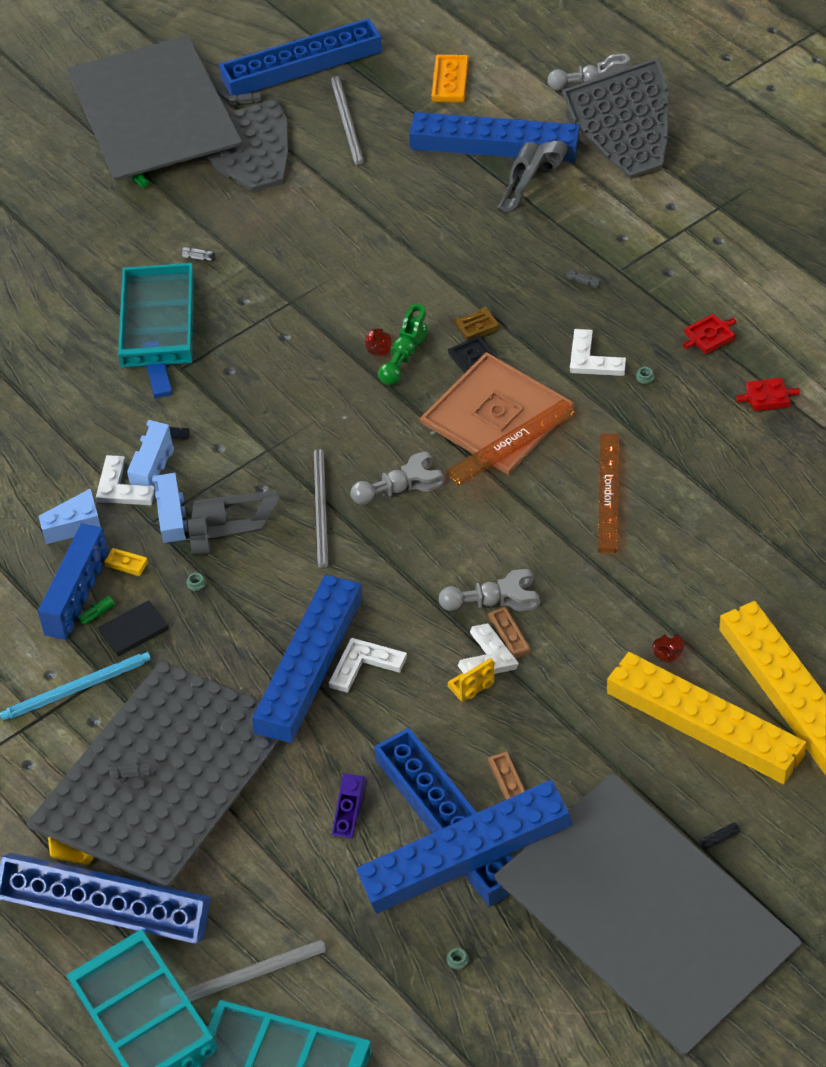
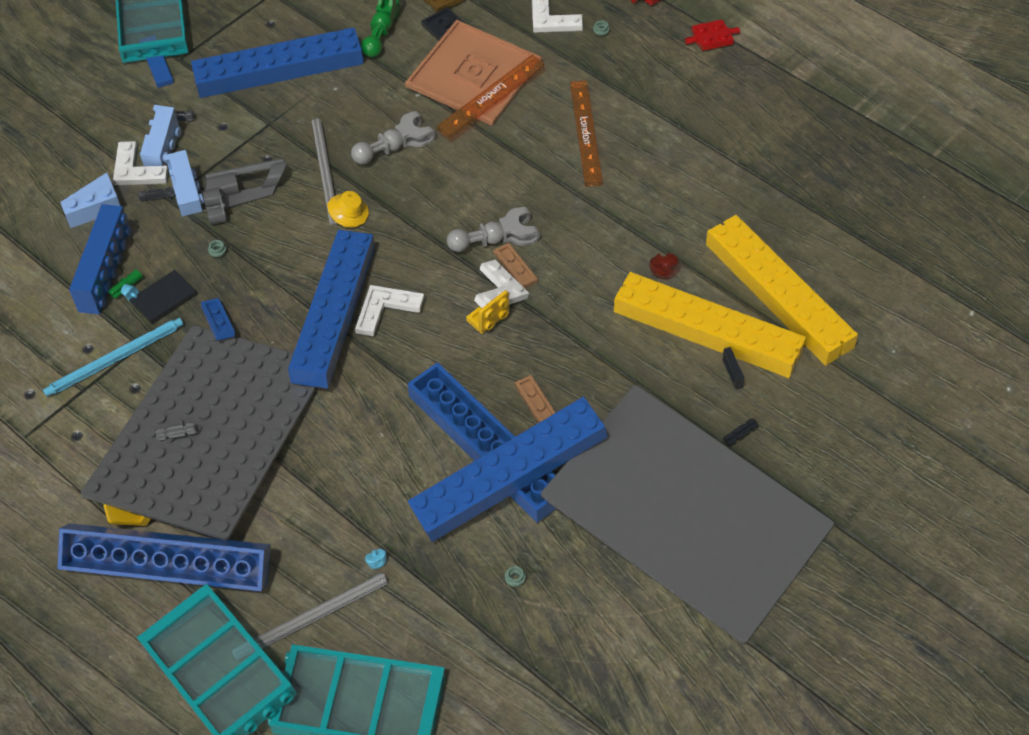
camera: 10 degrees left, 5 degrees up
(99, 619) = (129, 291): none -> medium azure piece
(126, 562) = (148, 236): yellow plate -> none
(139, 516) = (158, 193): none -> black axle
(186, 657) = (217, 319): none -> blue plate
(285, 382) = (277, 62): none -> blue brick
(318, 924) = (376, 559): none -> medium azure piece
(339, 553) = (348, 209): none -> yellow hat
(349, 805) = (390, 441): dark purple slope -> none
(377, 342) = (357, 19): clear red hair -> none
(723, 767) = (733, 368): none -> black tile

